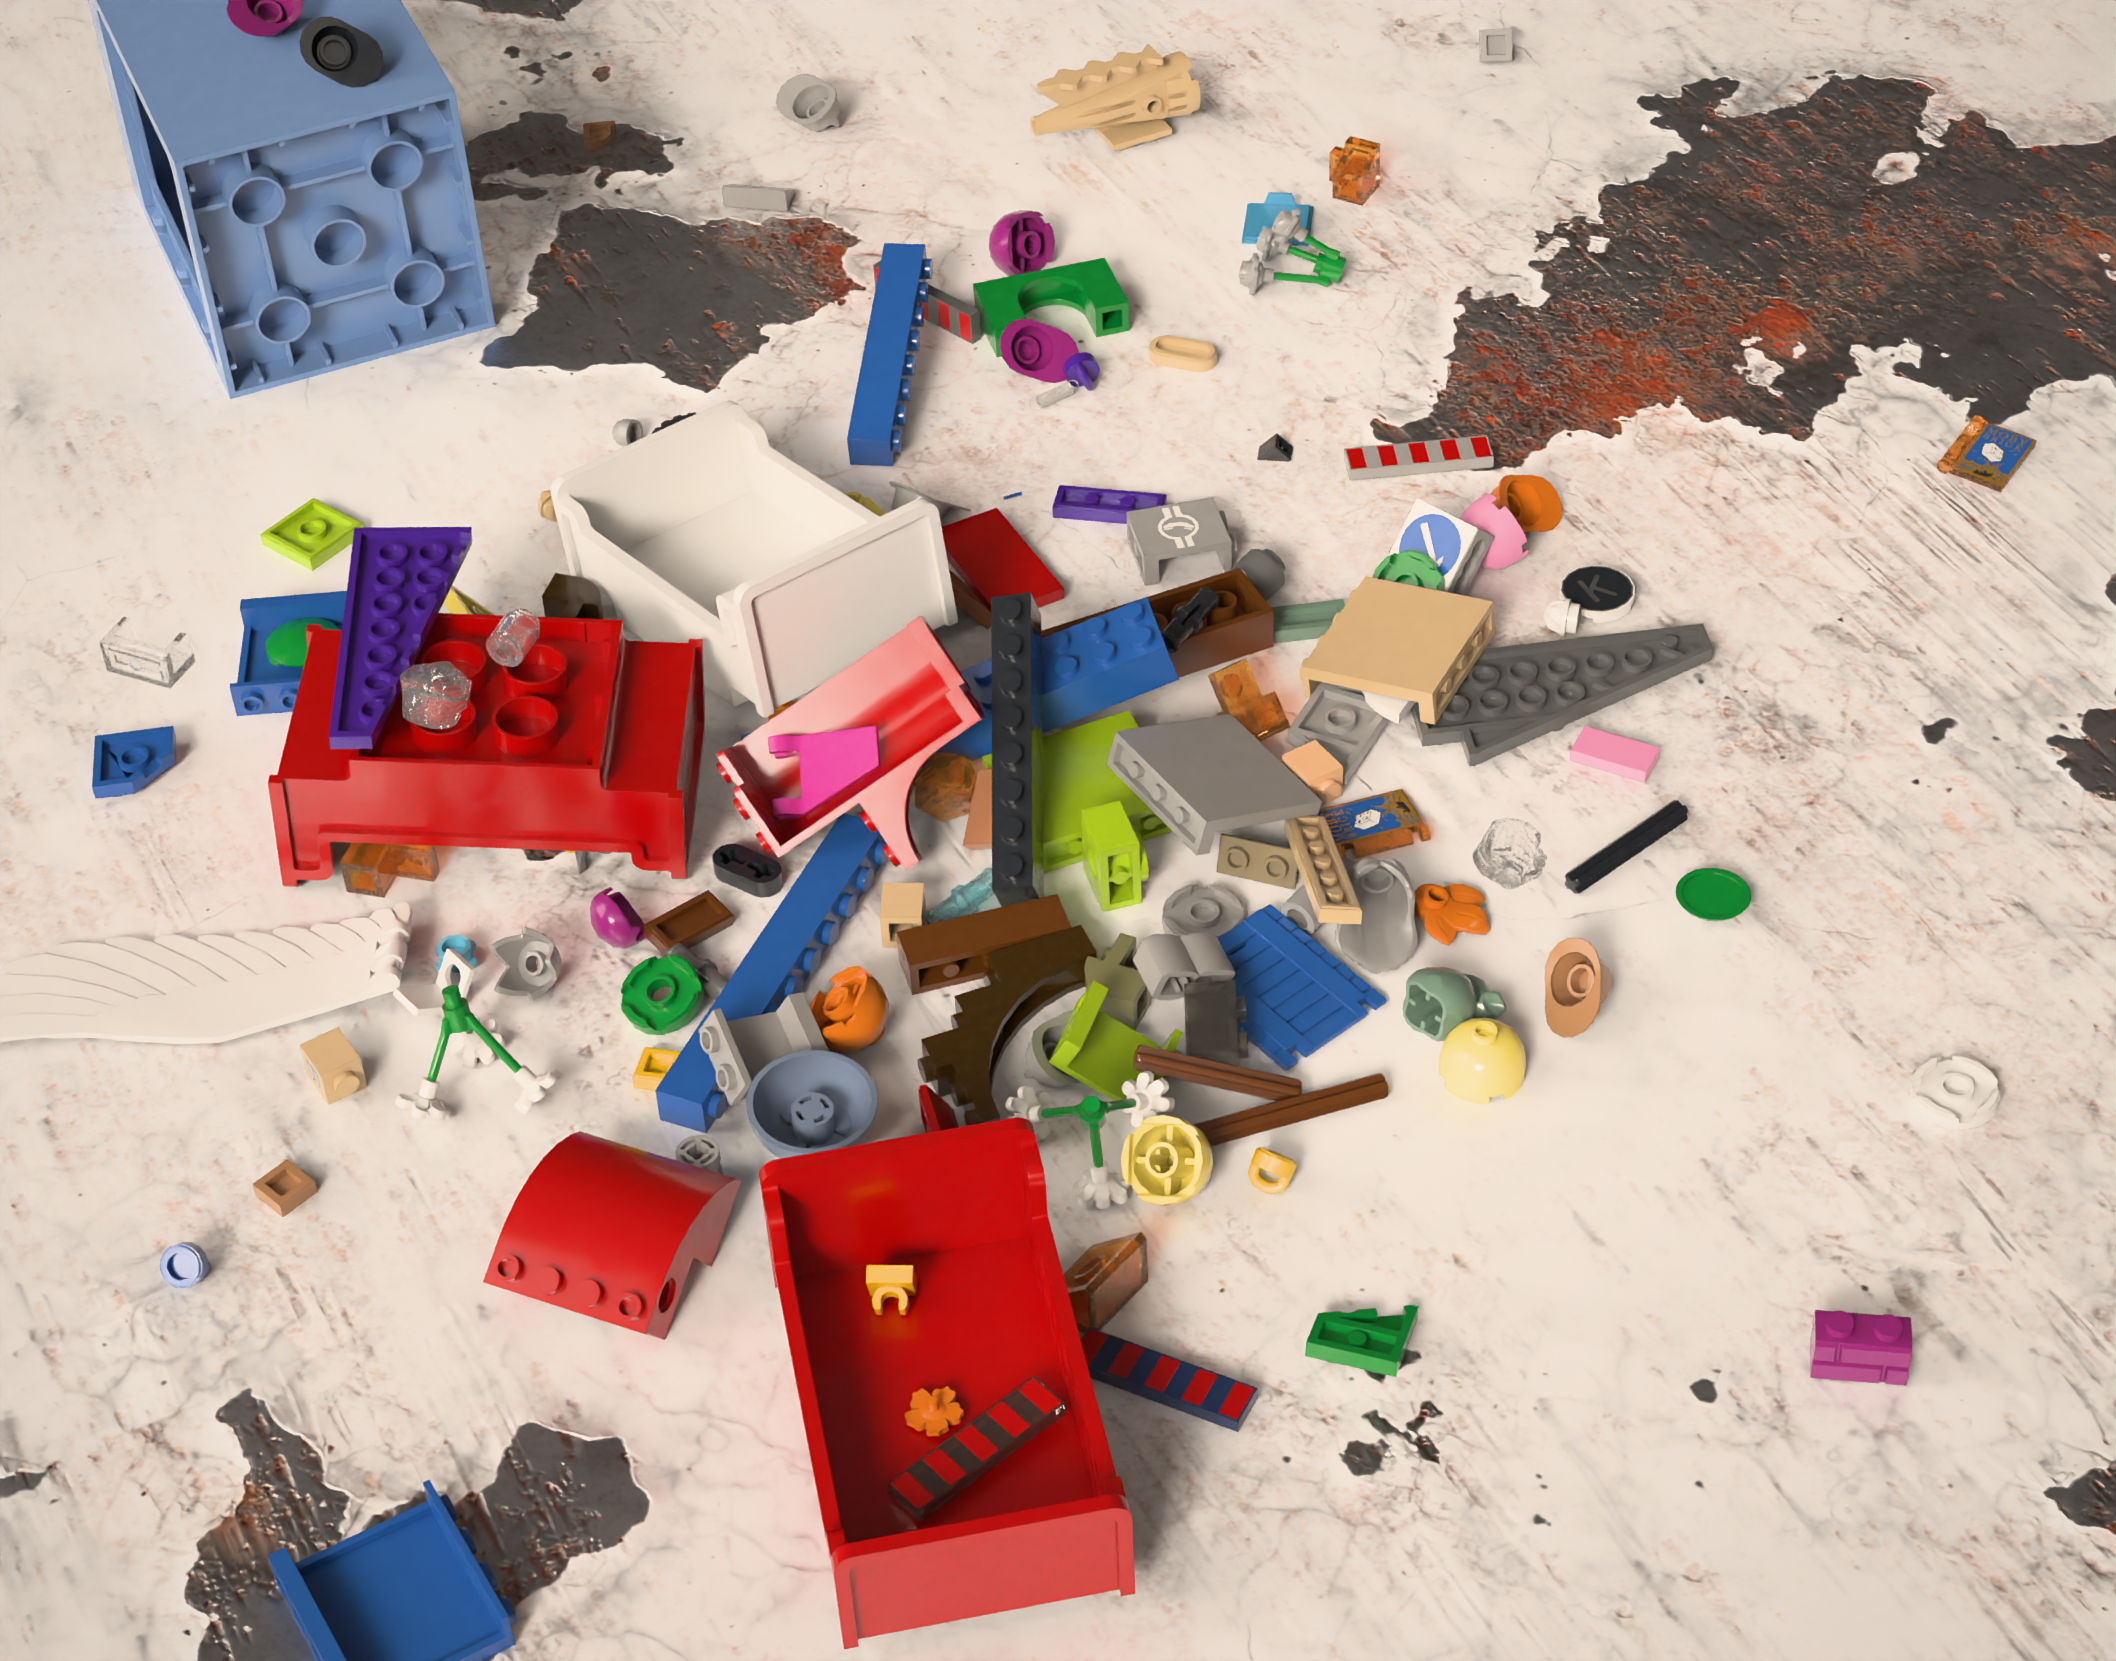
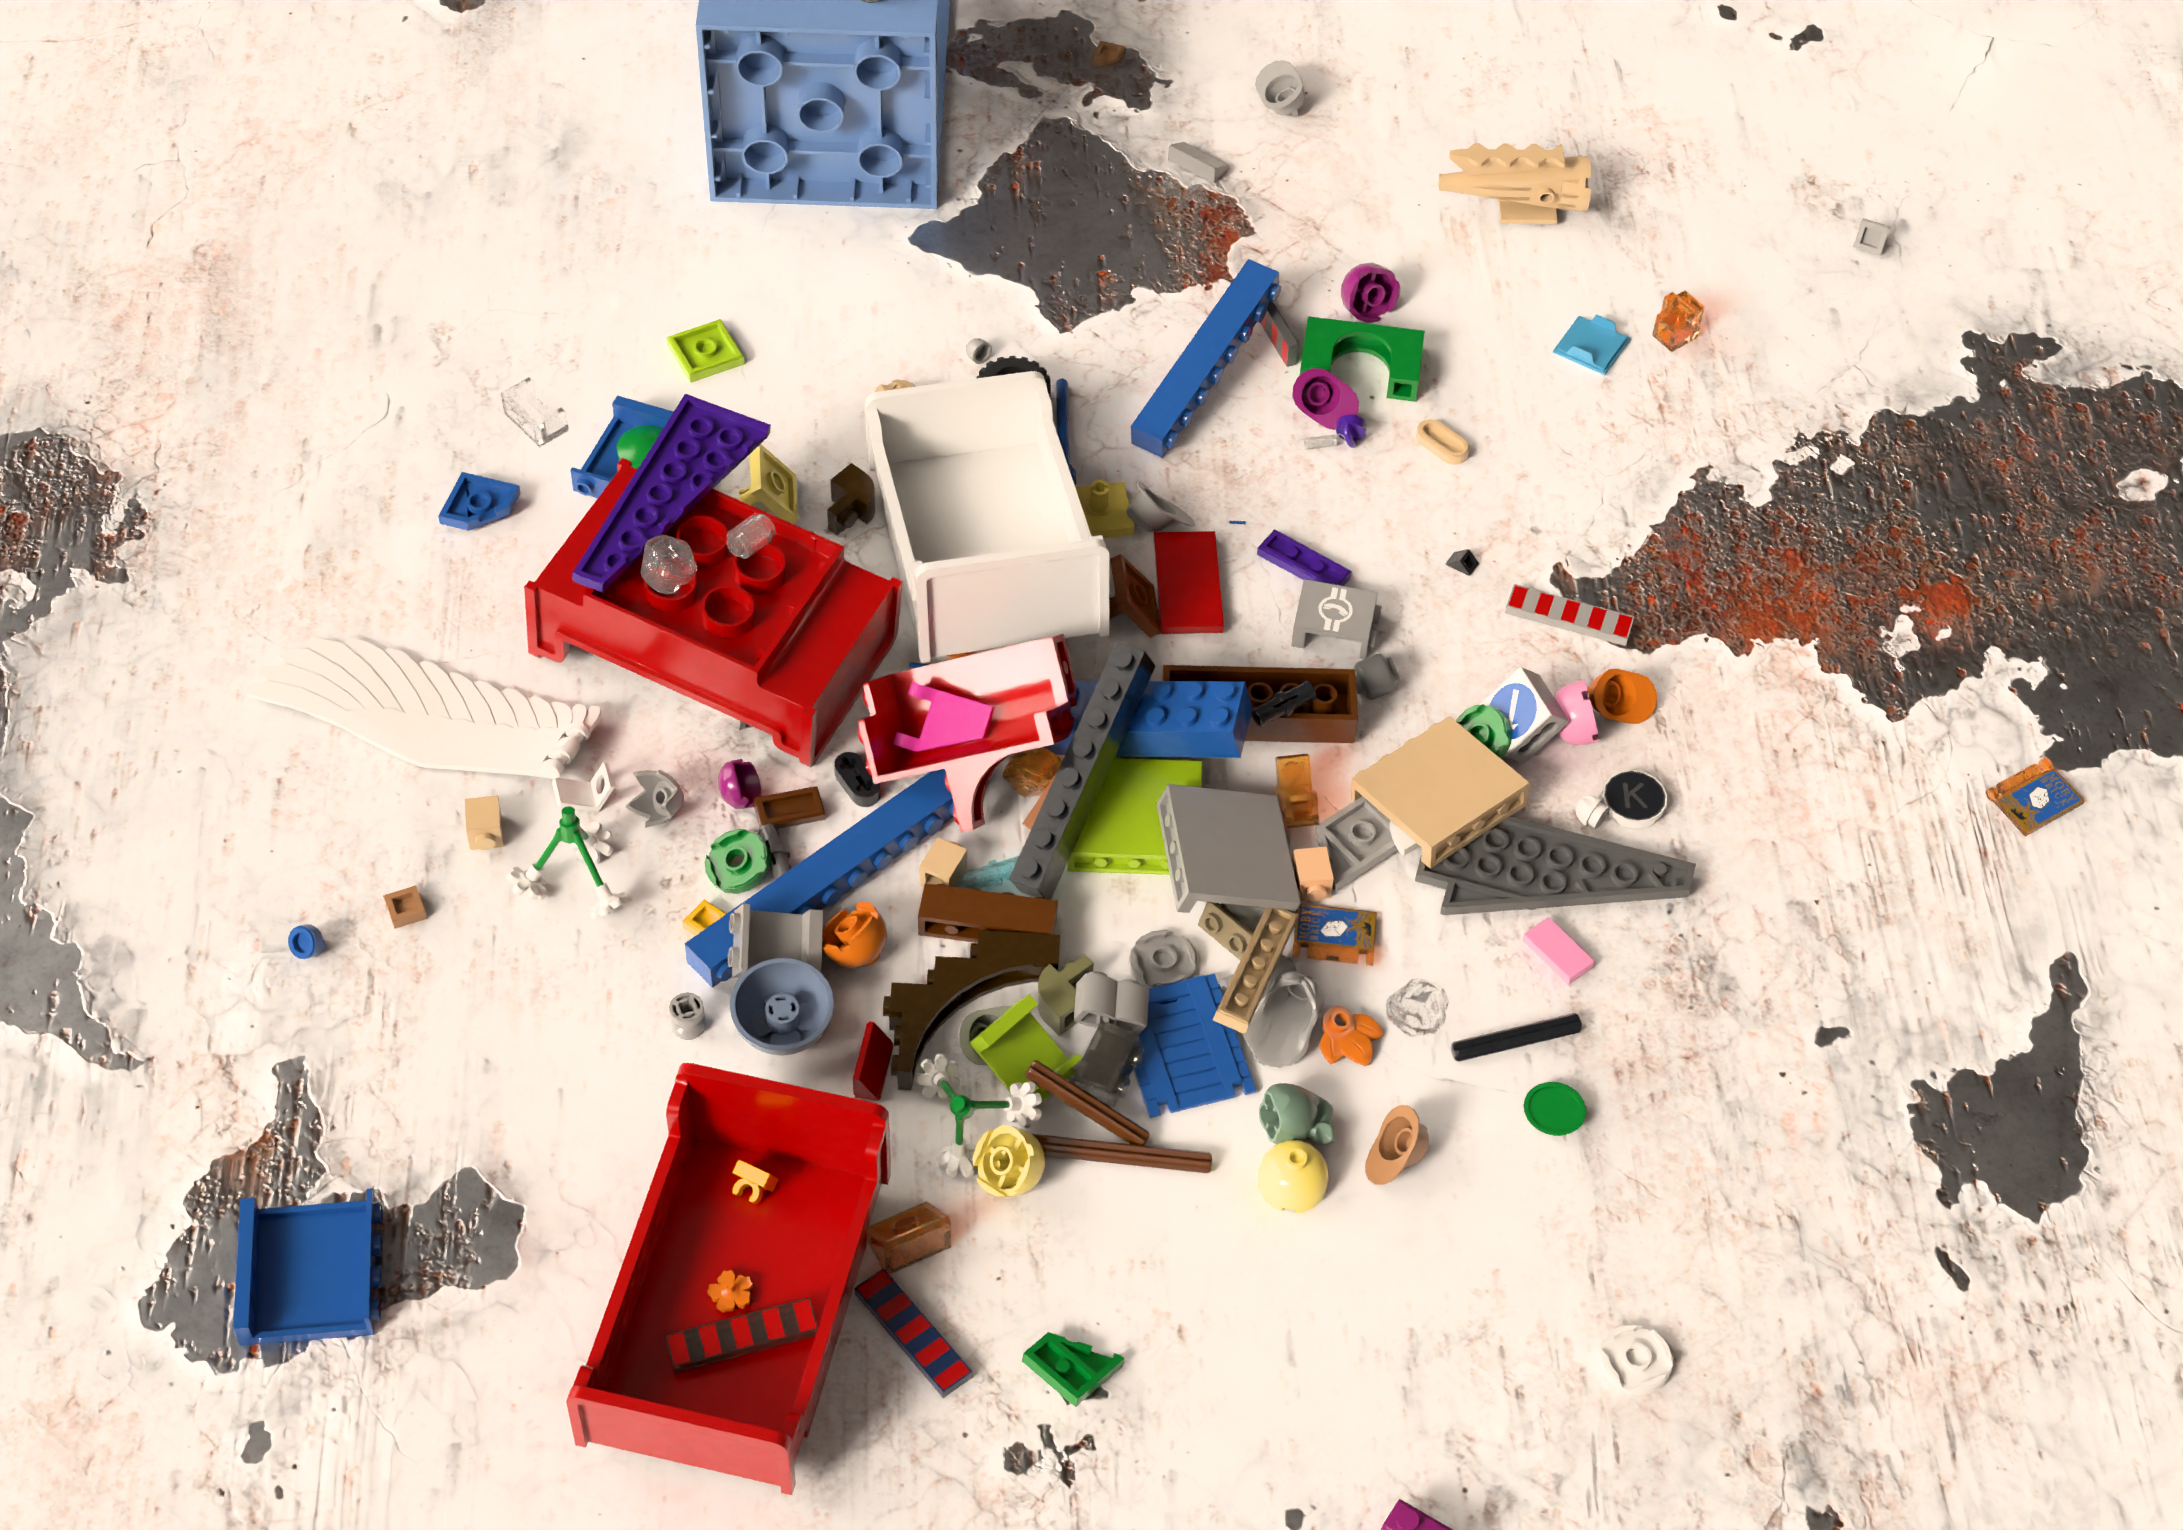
camera: 20 degrees right, 10 degrees up
(373, 867) = (596, 671): clear orange brick -> none
(461, 945) = (618, 757): medium azure plate -> none
(611, 1232) = (593, 1046): red slope -> none
(1113, 856) = (1117, 885): lime brick -> none
(1274, 240) = (1575, 364): plant -> none
(1275, 1164) = (1089, 1195): yellow tile -> none
(1304, 620) = (1390, 729): sand green tile -> none

